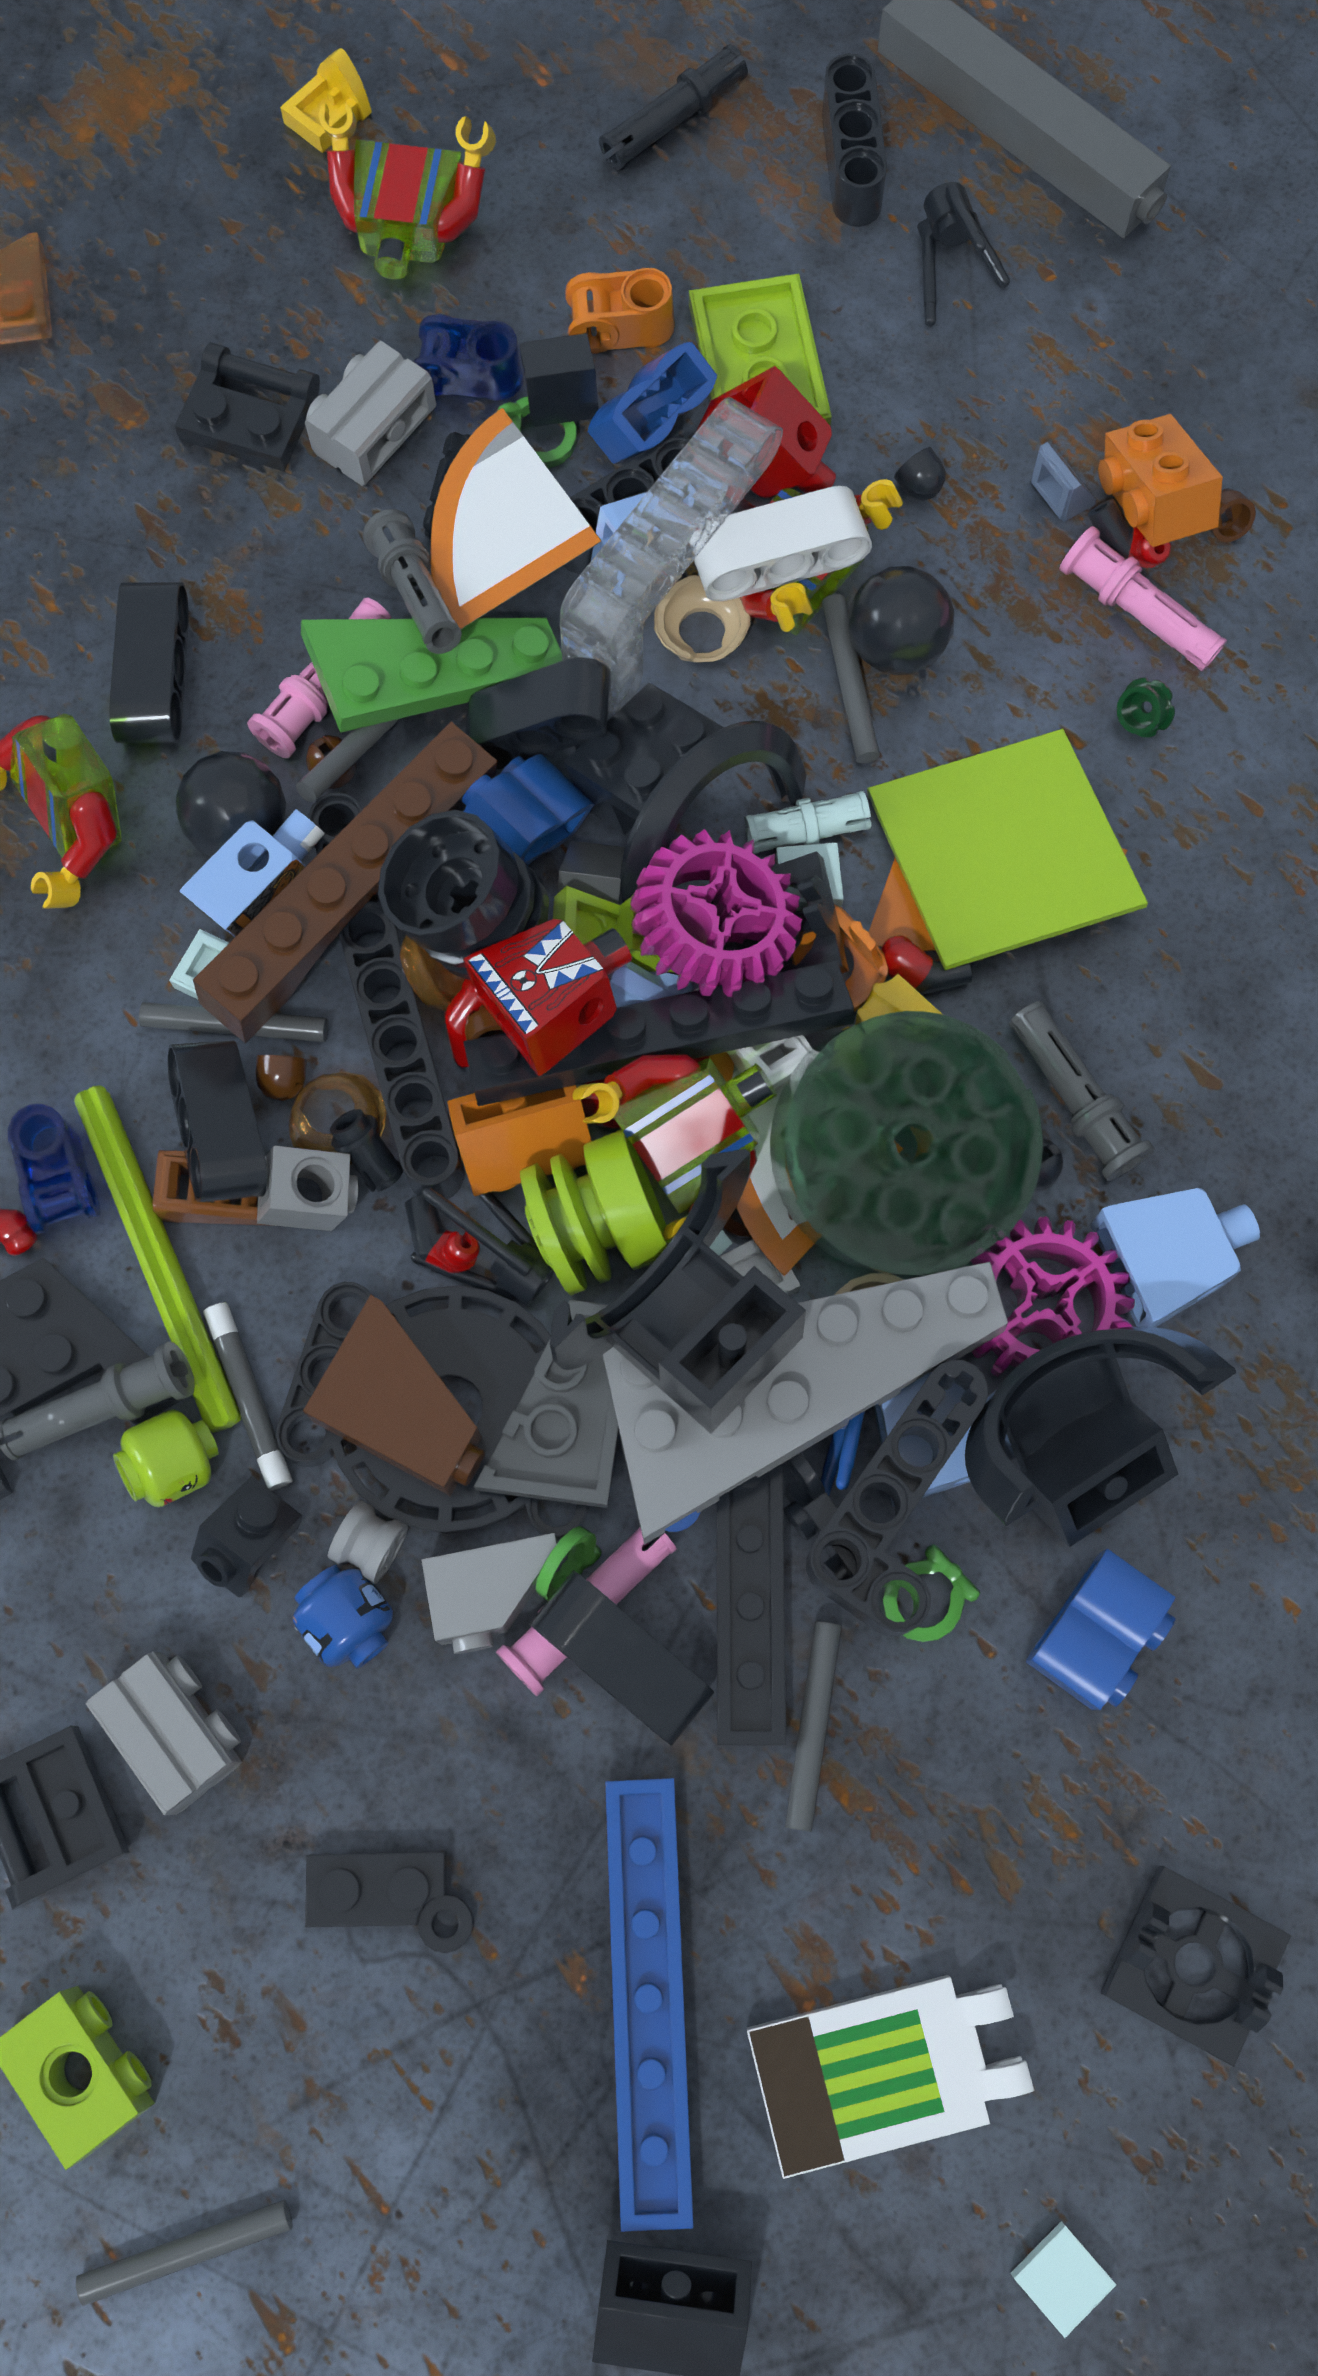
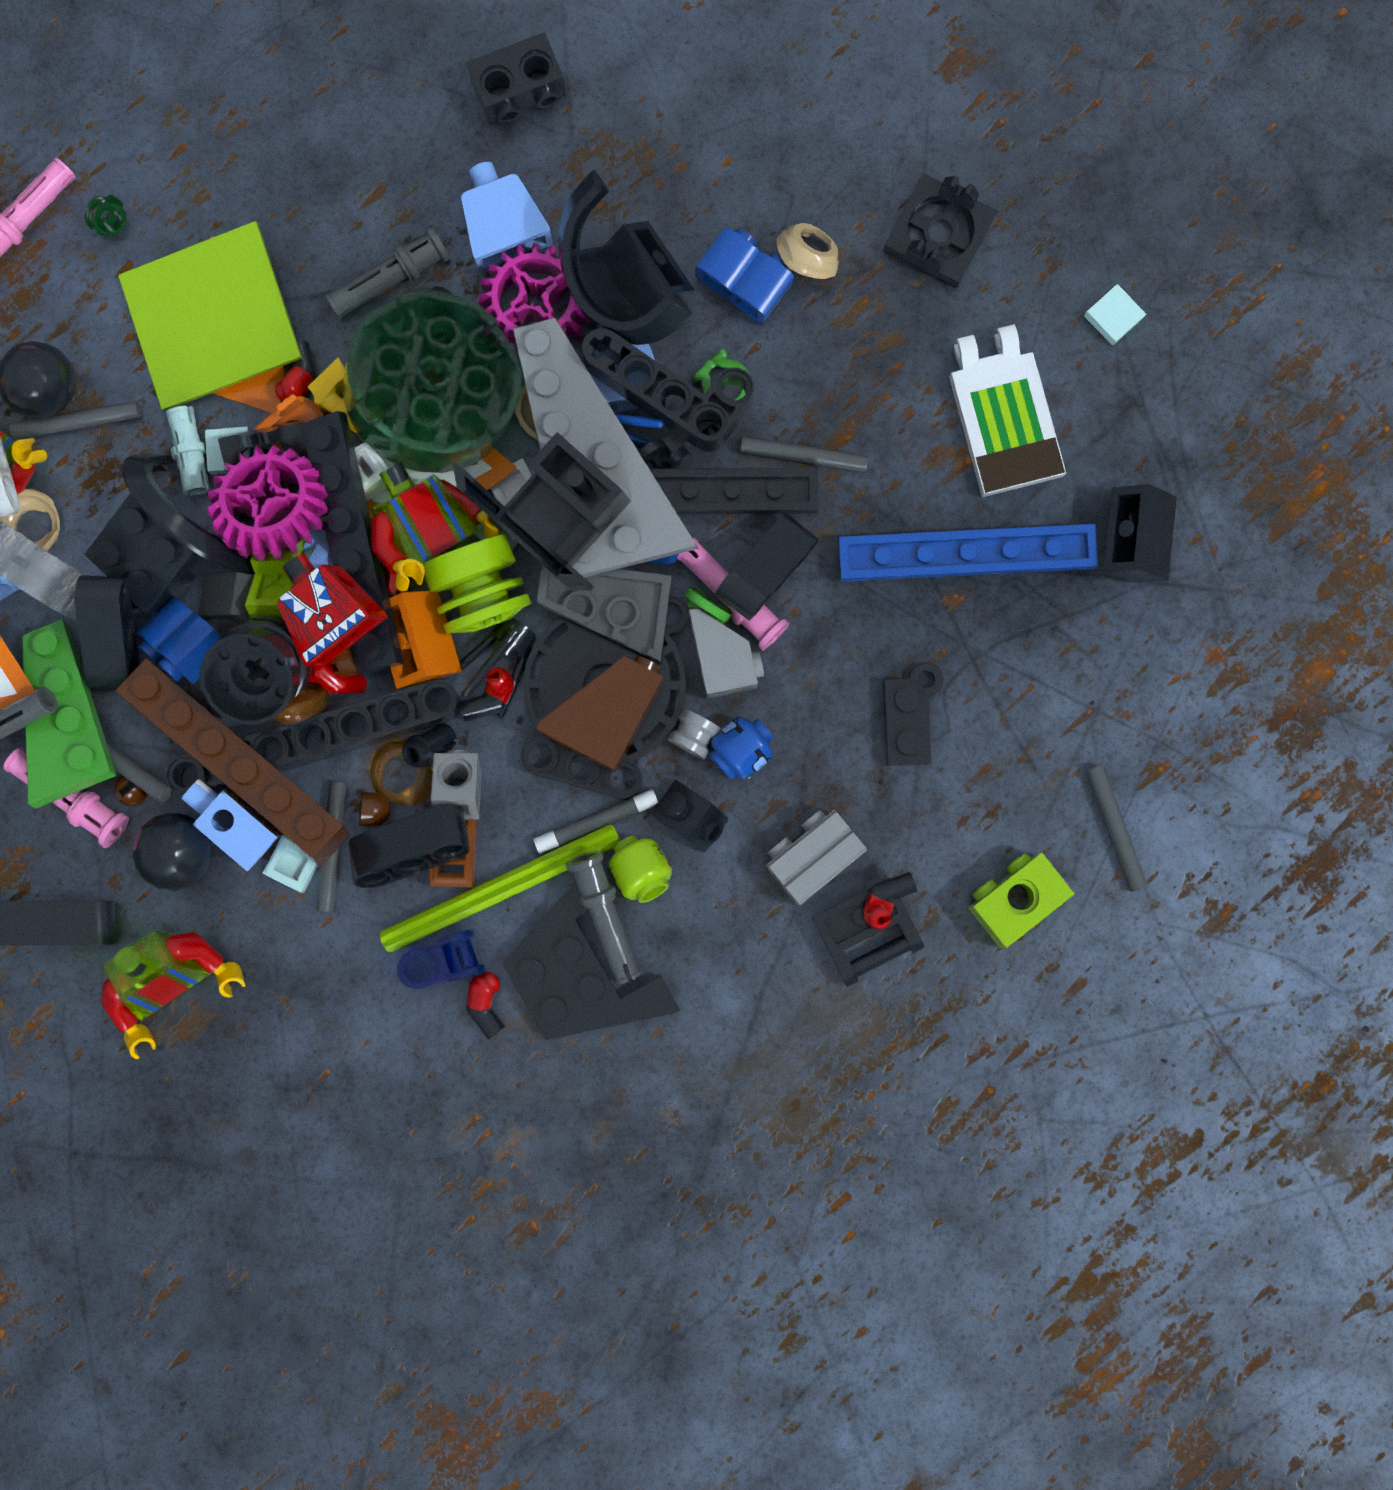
camera: 95 degrees left, 10 degrees up
(86, 1839) = (883, 897): none -> arm
(1126, 1727) = (803, 258): none -> tan piece

